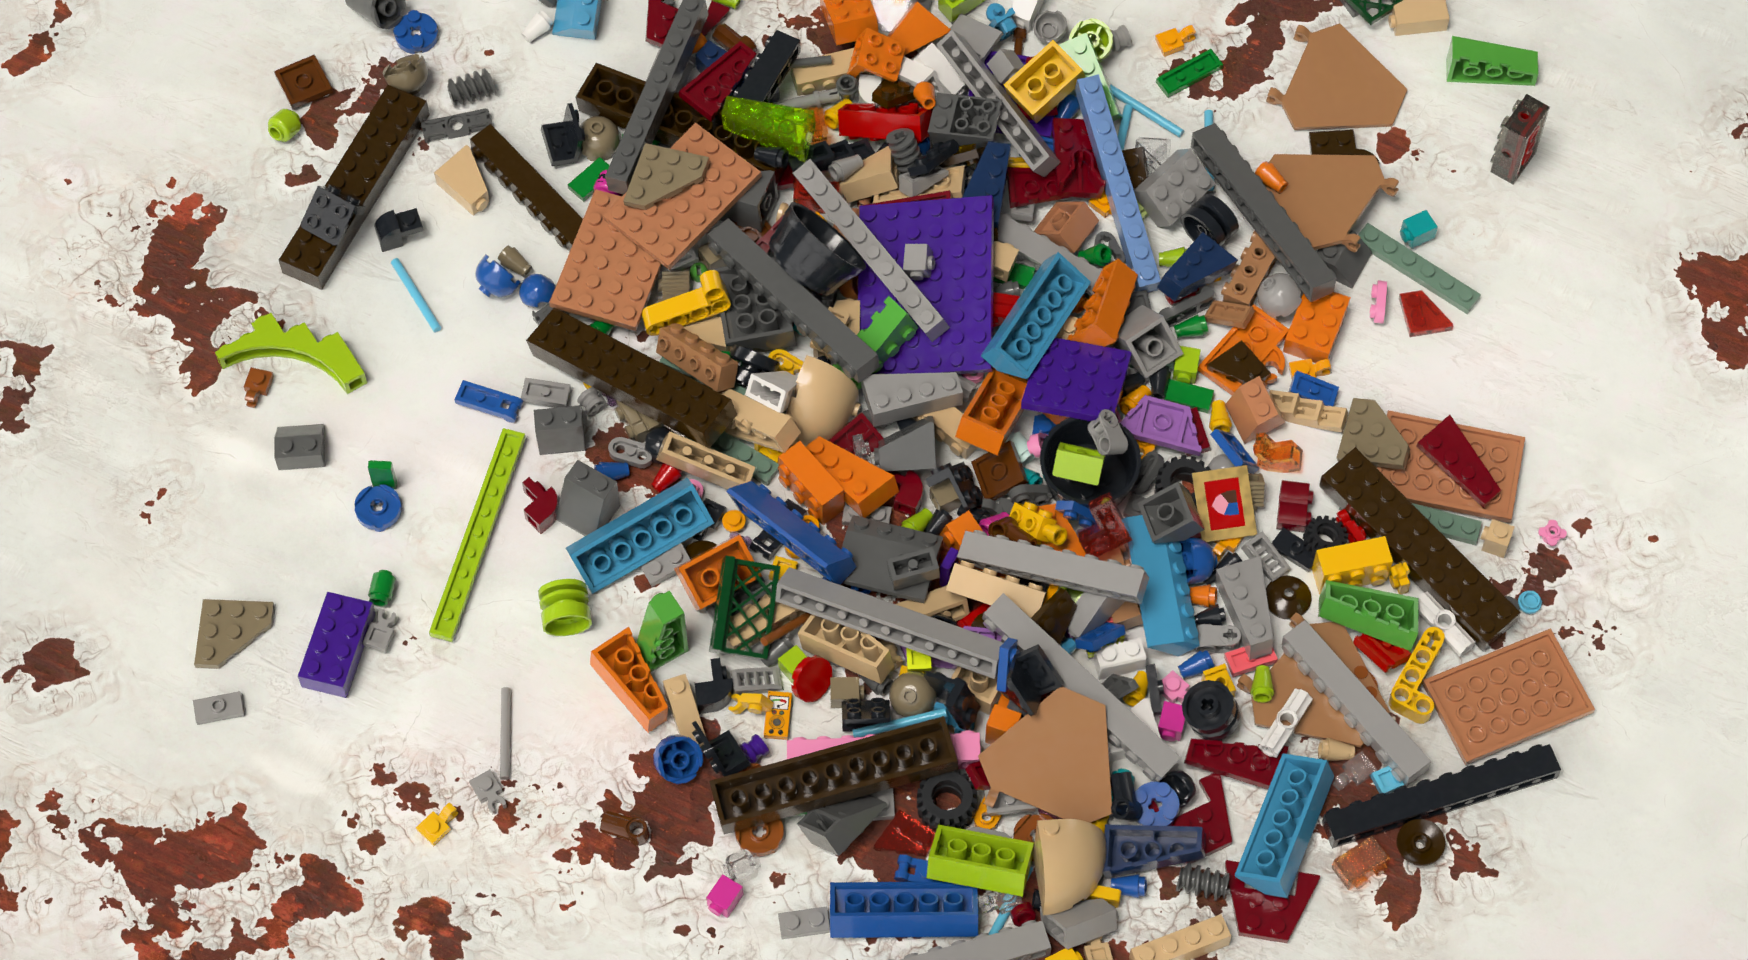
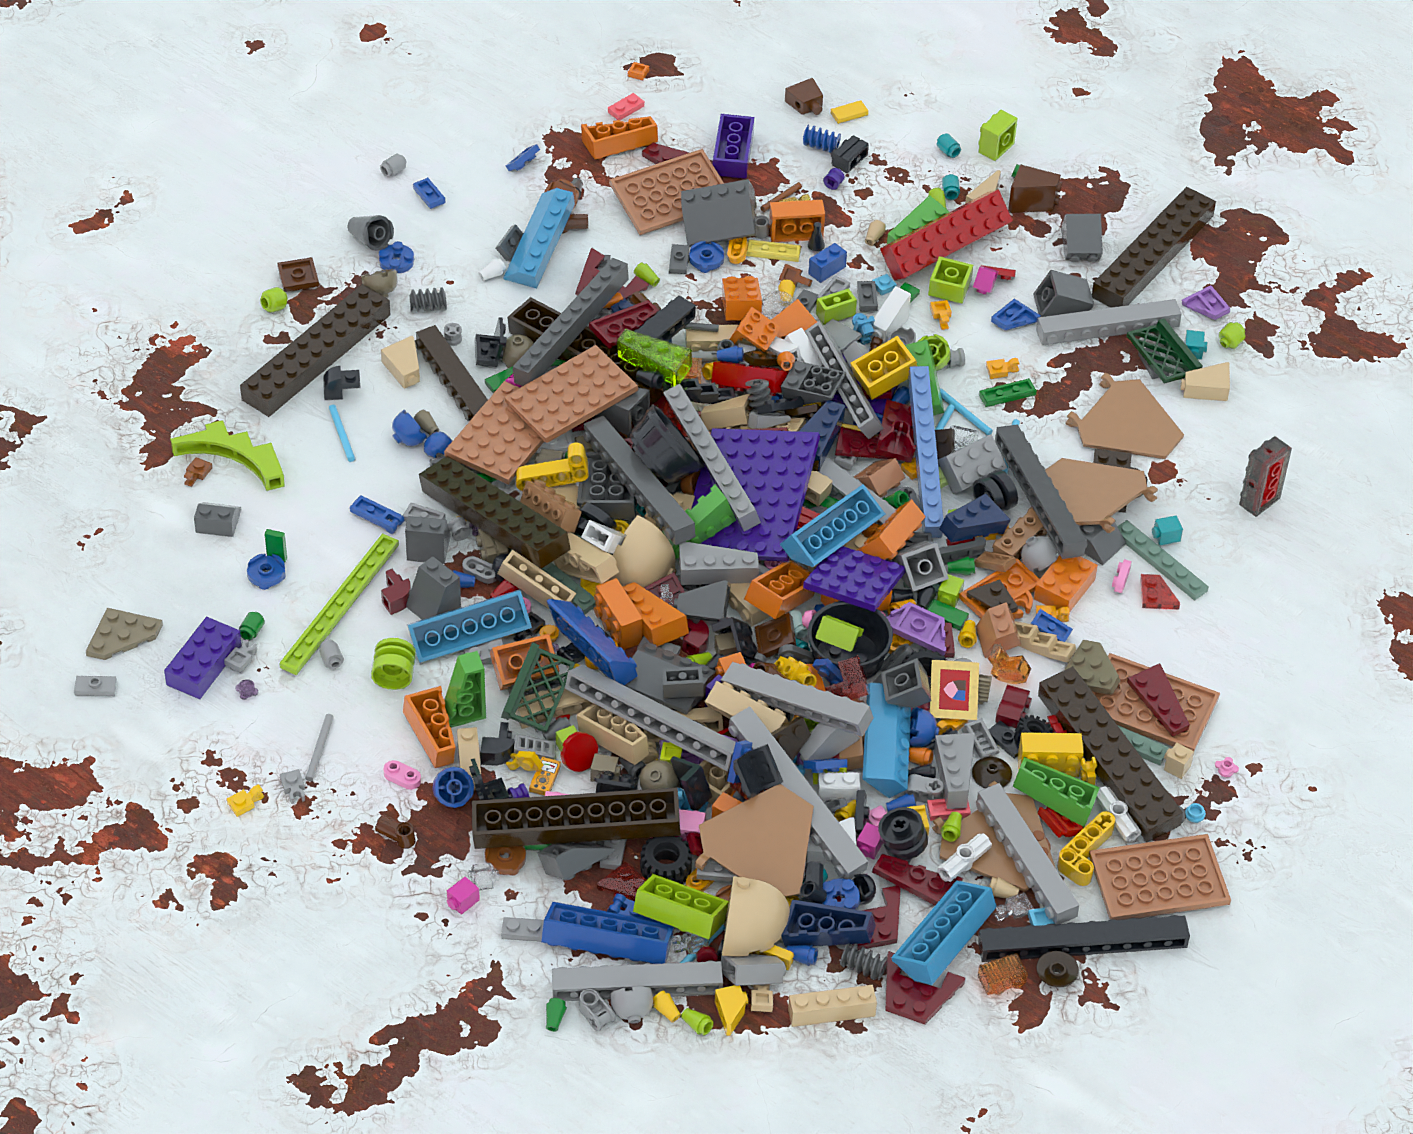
camera: 10 degrees right, 15 degrees down
(330, 213) = (289, 358): black bracket -> none
(399, 667) = (246, 689): none -> clear purple plate
(441, 127) = (398, 323): dark grey piece -> none
(486, 606) = (331, 654): none -> light grey brick
(513, 122) = (453, 333): none -> light grey wheel
(610, 749) = (399, 772): none -> bright pink plate
(663, 174) = (559, 374): dark tan plate -> none
(785, 629) = (563, 713): dark orange bar -> none
(845, 167) = (708, 400): light grey cone -> none
(856, 95) = (731, 354): none -> blue cone
(918, 261) = (747, 469): light grey brick -> none
(1108, 436) = (868, 614): light grey piece -> none
(1234, 450) = (972, 654): blue tile -> none
(1271, 177) = (1054, 469): orange cone -> none
(1490, 63) = (1253, 424): bright green wedge -> none

